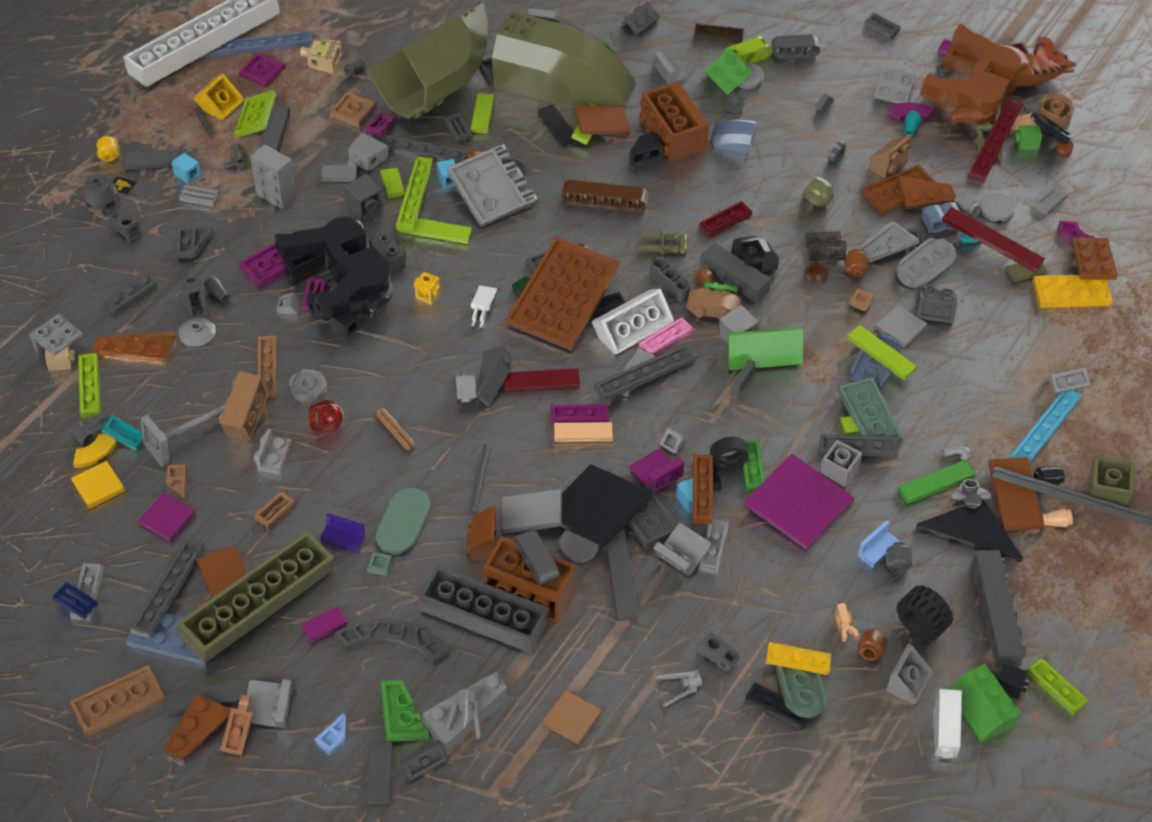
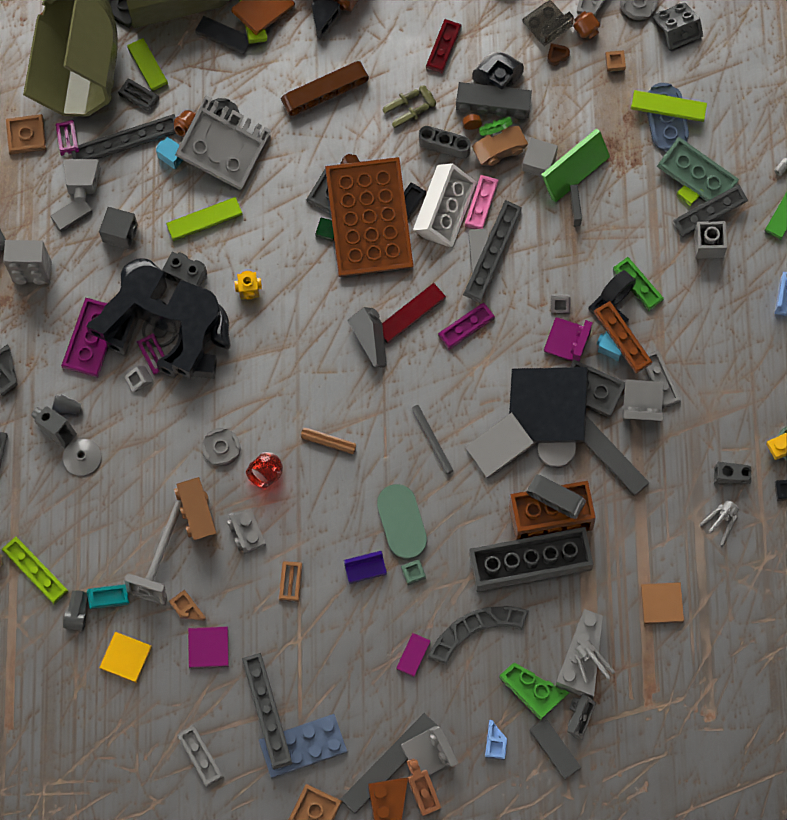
camera: 30 degrees left, 20 degrees up
(81, 613) = (202, 772): clear blue tile -> none
(93, 453) = (96, 629): yellow tile -> none
(139, 348) = (48, 505): clear orange wing -> none
(221, 569) = (302, 667): dark orange tile -> none
(255, 597) = (348, 672): olive brick -> none
(268, 363) = (171, 450): medium nougat tile -> none
(392, 183) = (127, 193): lime tile -> none
(414, 194) = (158, 193): lime tile -> none
(465, 386) = (354, 360): light grey slope -> none
(482, 302) = (304, 268): white arm -> none
(482, 535) = (480, 494): dark orange slope -> none
(583, 432) = (482, 341): light nougat tile -> none
(799, 501) = (698, 294): magenta tile -> none
(901, 325) = (663, 66): light grey tile -> none

